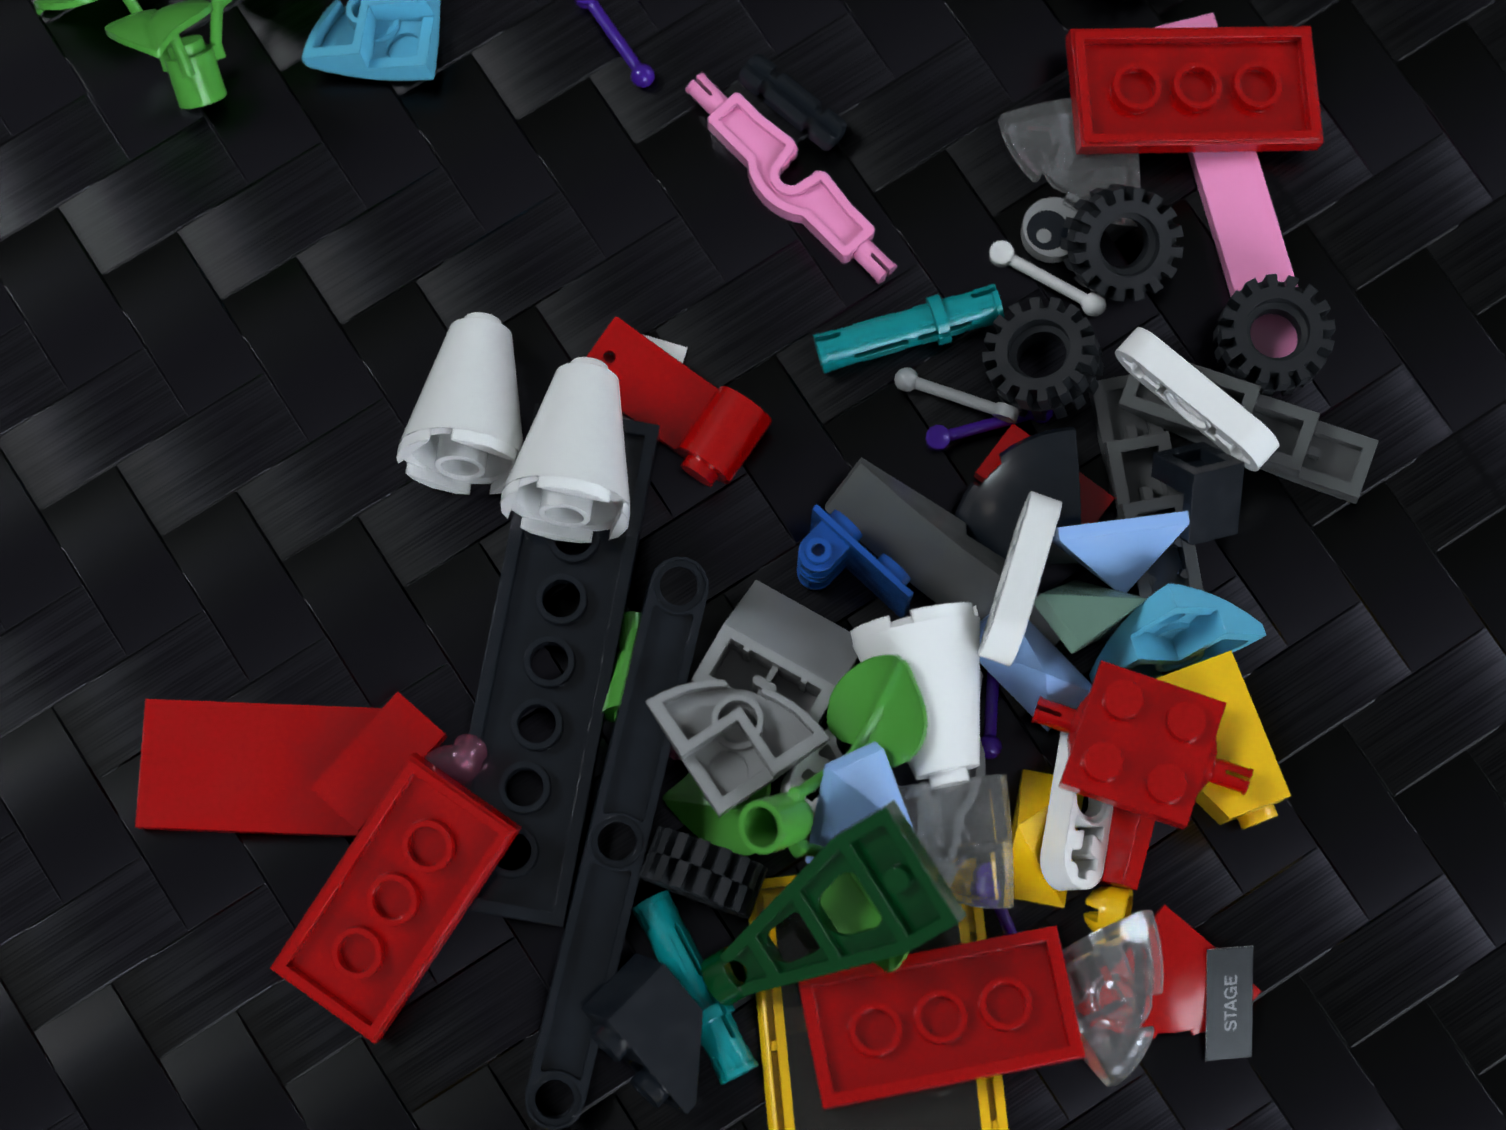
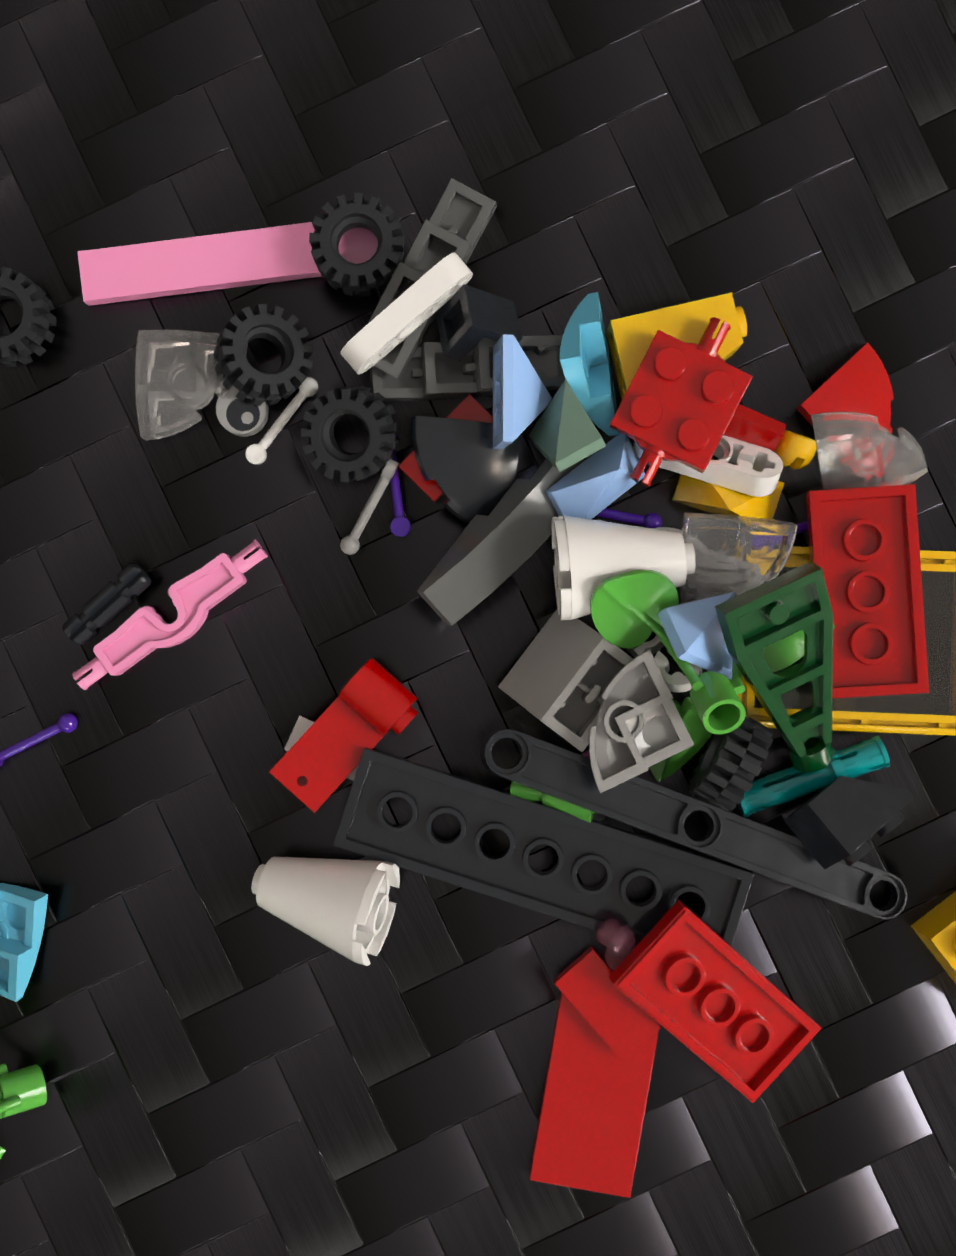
camera: 80 degrees left, 10 degrees up
(573, 459) = (385, 823): white cone -> none
(835, 546) = (486, 623): blue hinge -> none
(919, 325) = (308, 529): teal pin -> none
(1020, 579) = (538, 478): white beam -> none
(1193, 90) = (141, 277): red tile -> none
(1229, 1003) = (876, 367): black sticker -> none

